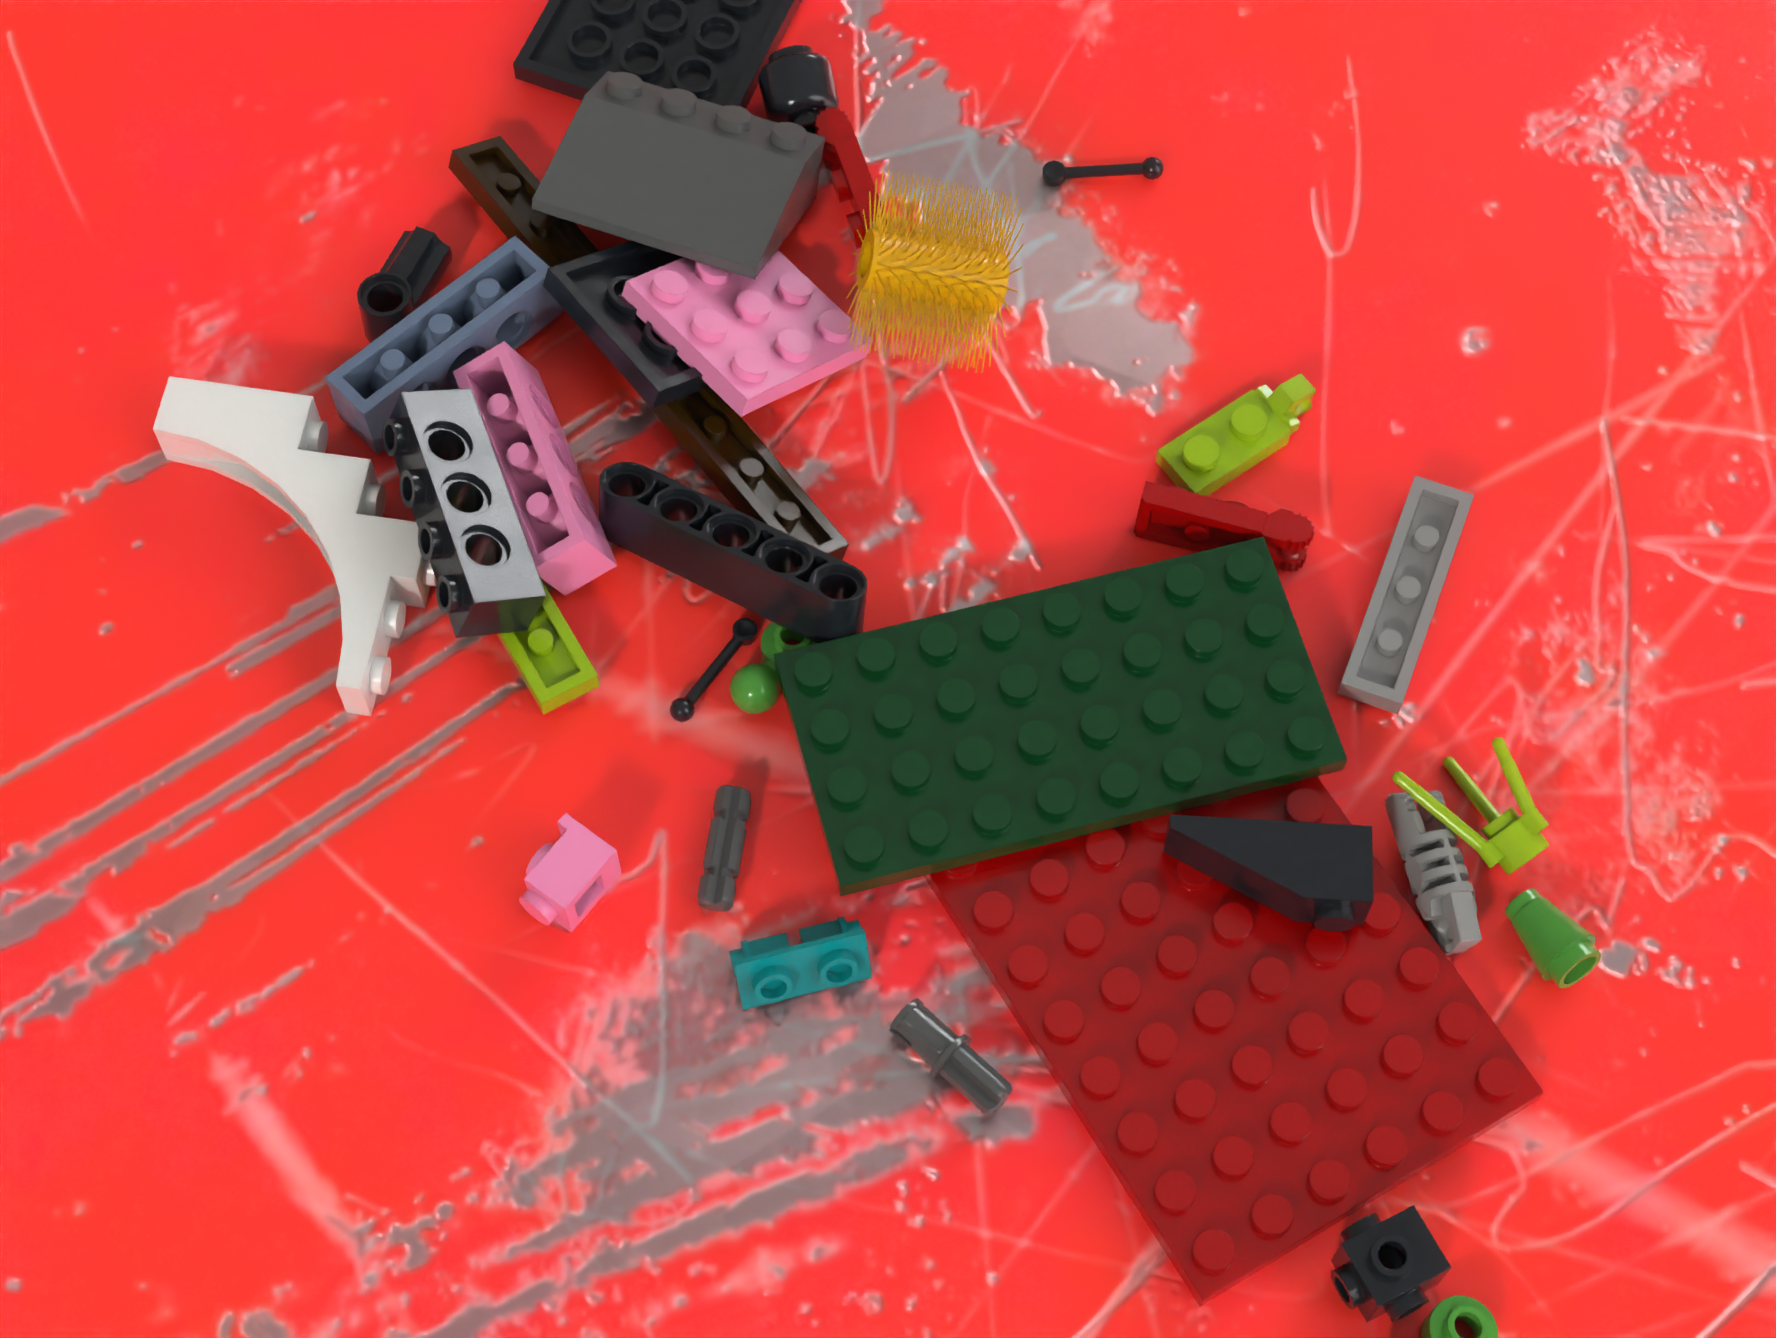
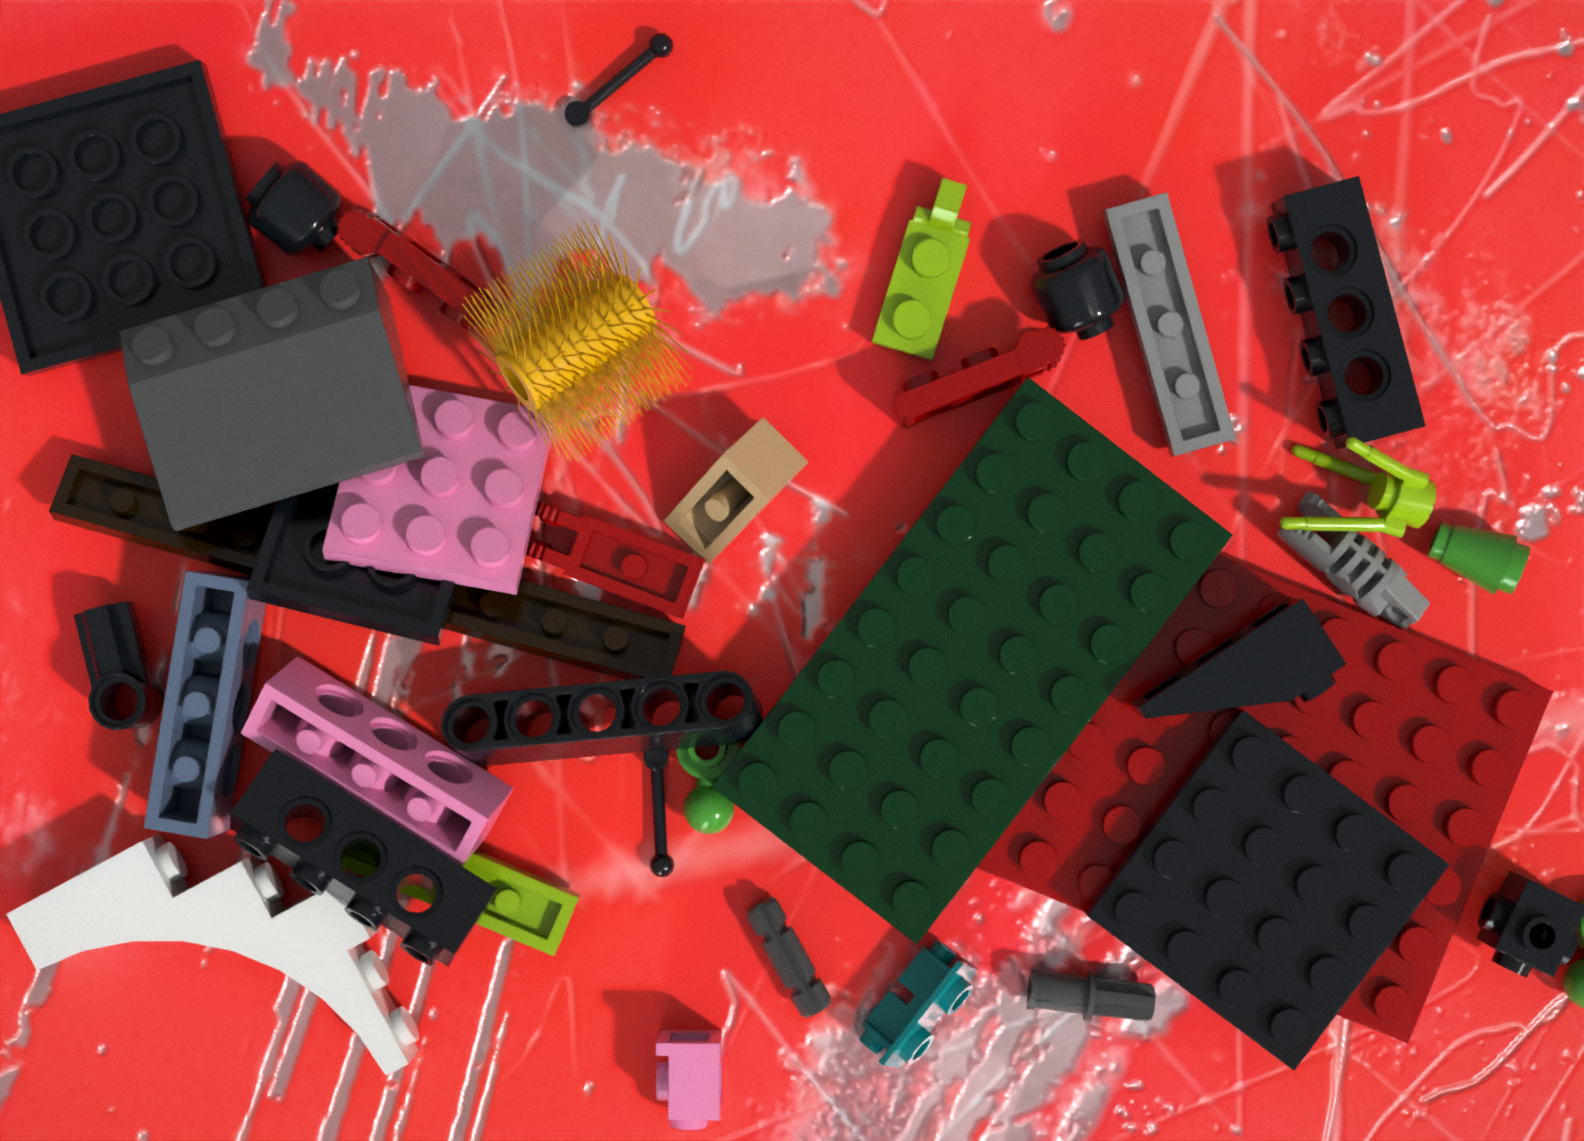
camera: 35 degrees left, 25 degrees up
(836, 469) = (621, 561): none -> red hinge
(967, 476) = (735, 490): none -> tan slope
(1172, 1064) = (1266, 888): none -> black plate
(1351, 516) = (1077, 289): none -> black head
(1600, 598) = (1359, 279): none -> black brick

